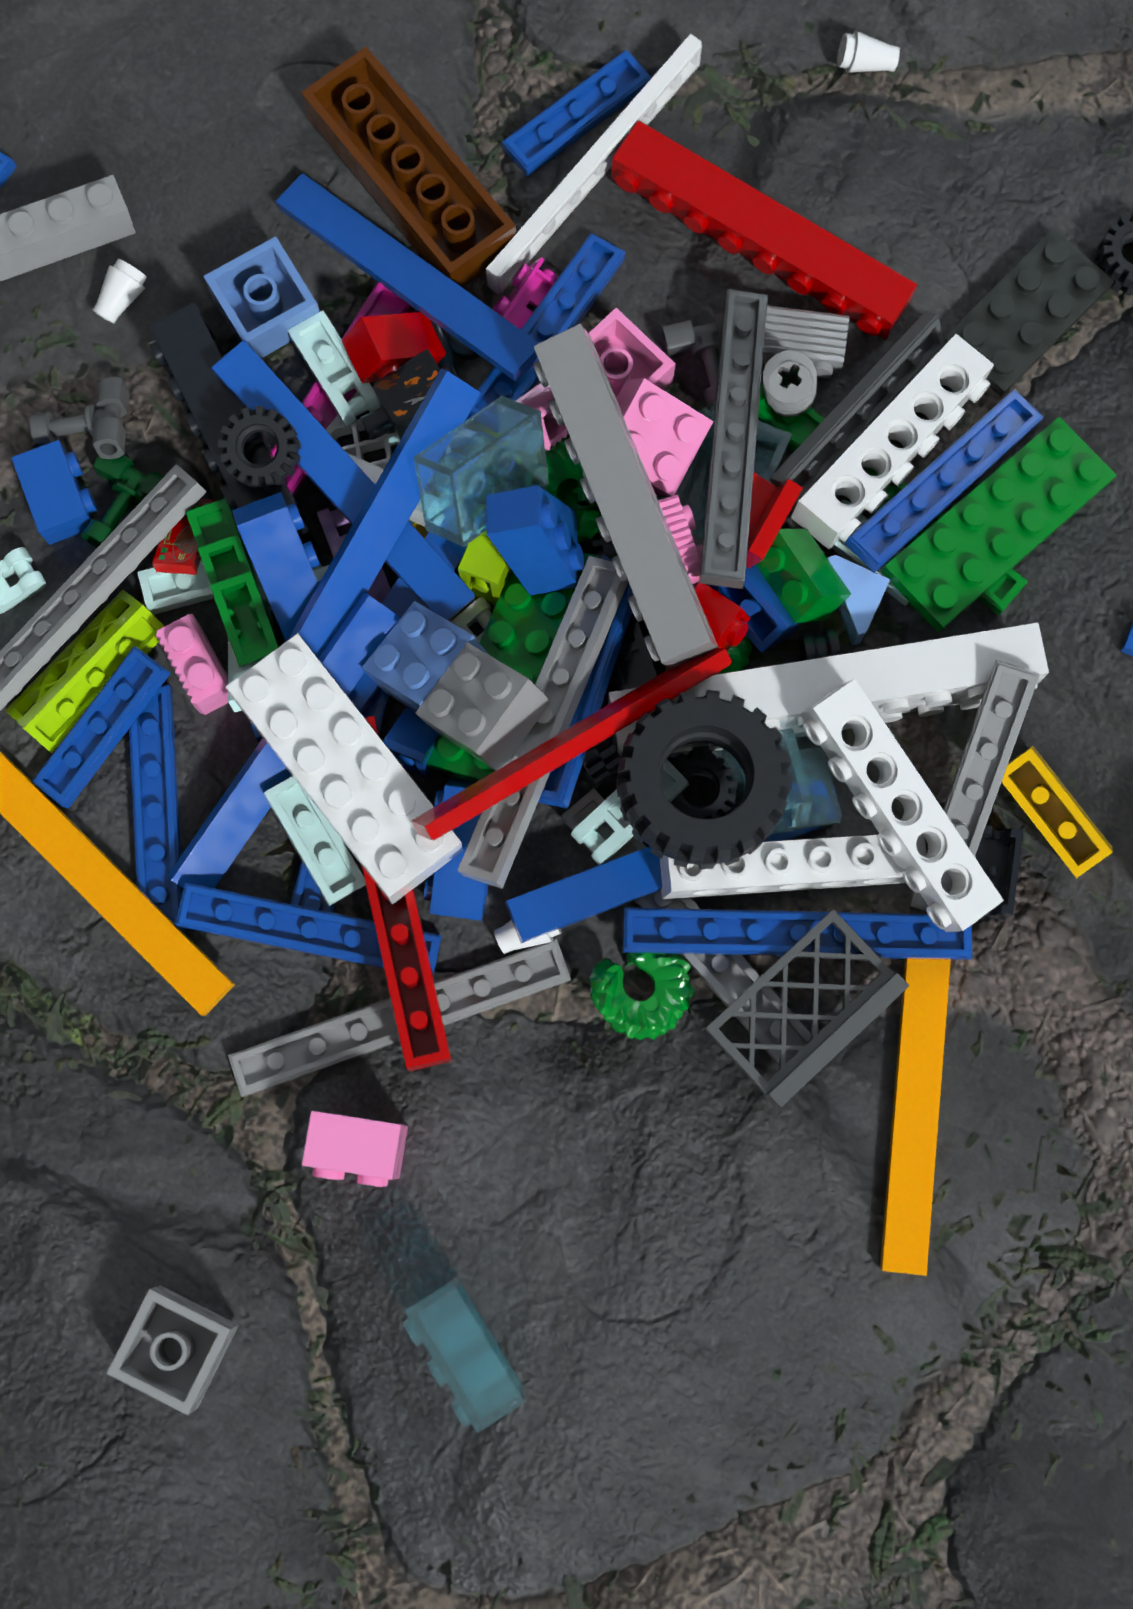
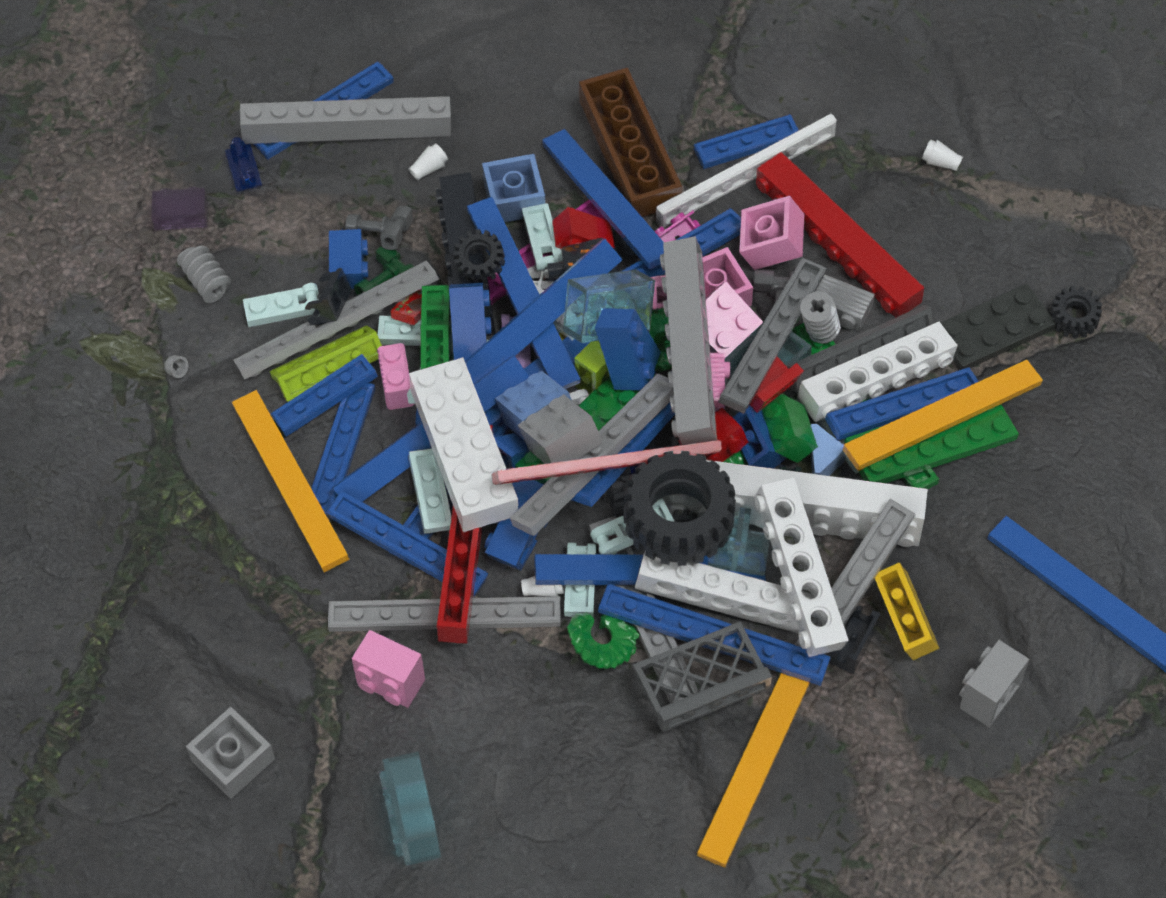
camera: 20 degrees right, 20 degrees down
(57, 572) = (331, 300): none -> black hinge
(587, 938) = (579, 597): none -> light aqua plate
(670, 261) = (771, 233): none -> bright pink brick
(1008, 486) = (942, 415): none -> light orange tile

